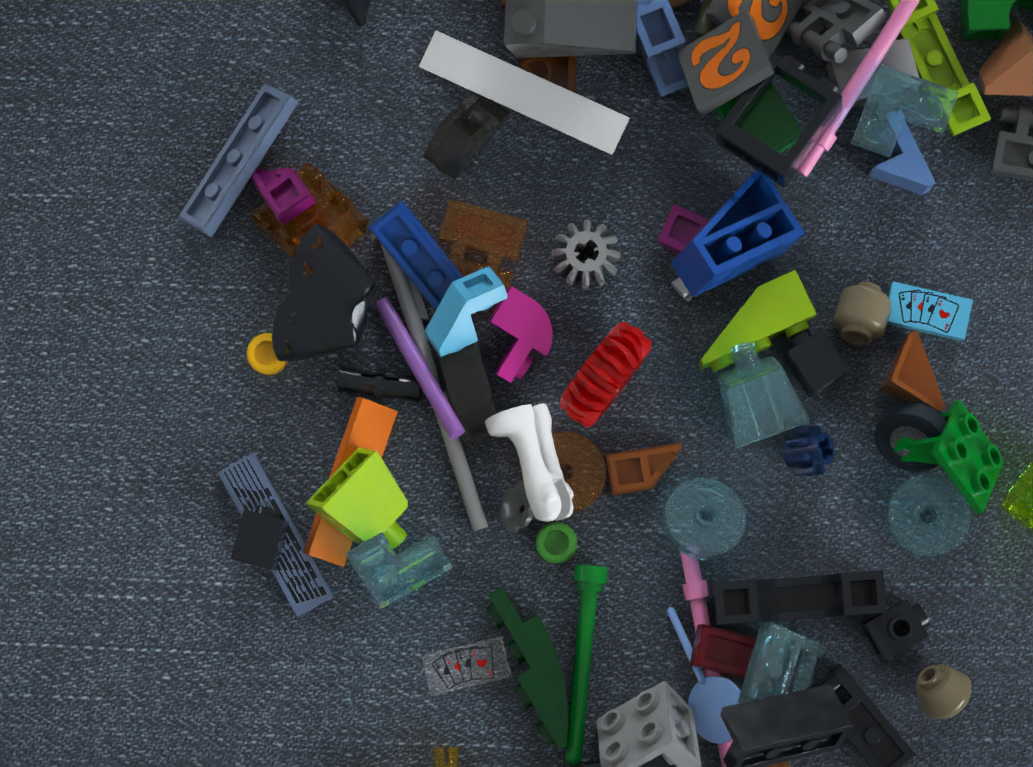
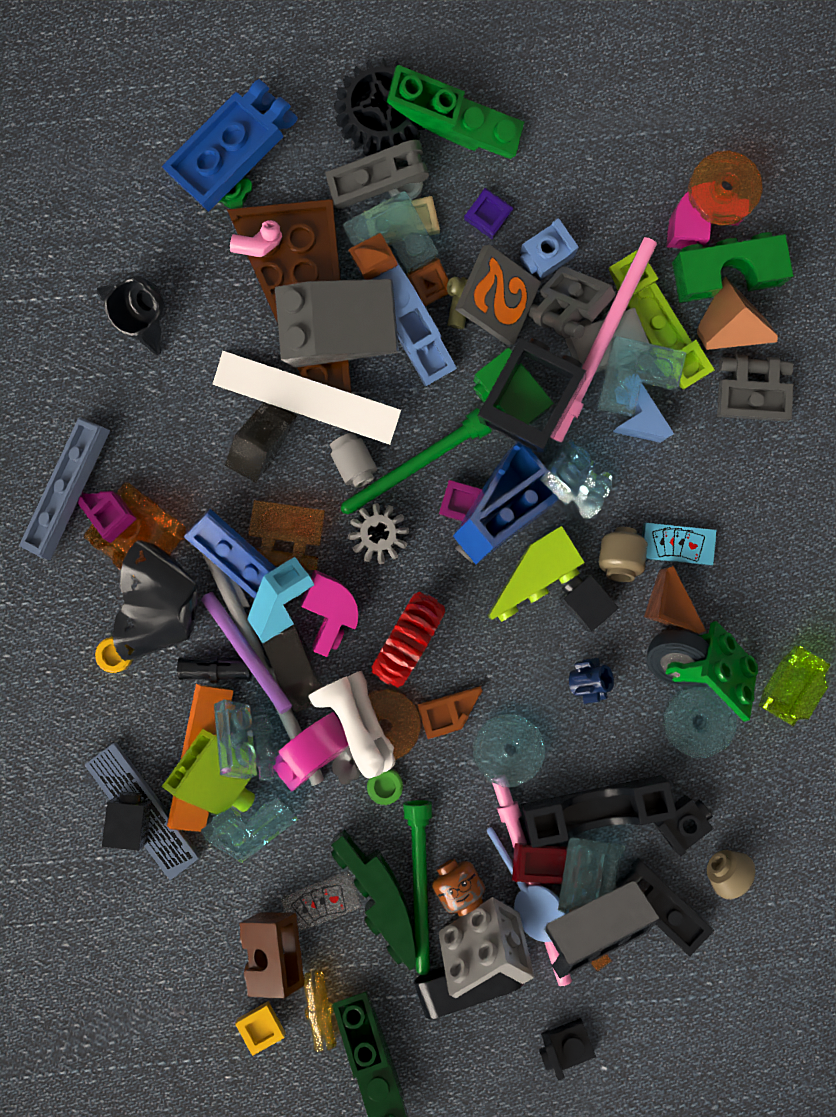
camera: 20 degrees left, 5 degrees up
(397, 457) = (236, 743): none -> clear light blue plate
(416, 729) = (269, 969): none -> reddish brown brick
(477, 486) = (311, 751): none -> dark pink brick
(567, 169) = (353, 460): none -> light grey brick
(626, 667) = (458, 887): none -> dark orange head
(705, 150) = (470, 428): none -> green piece
(725, 62) = (478, 351): dark grey tile -> none
(757, 398) = (542, 642): clear light blue torso -> none
(815, 218) = (572, 479): none -> clear light blue plate

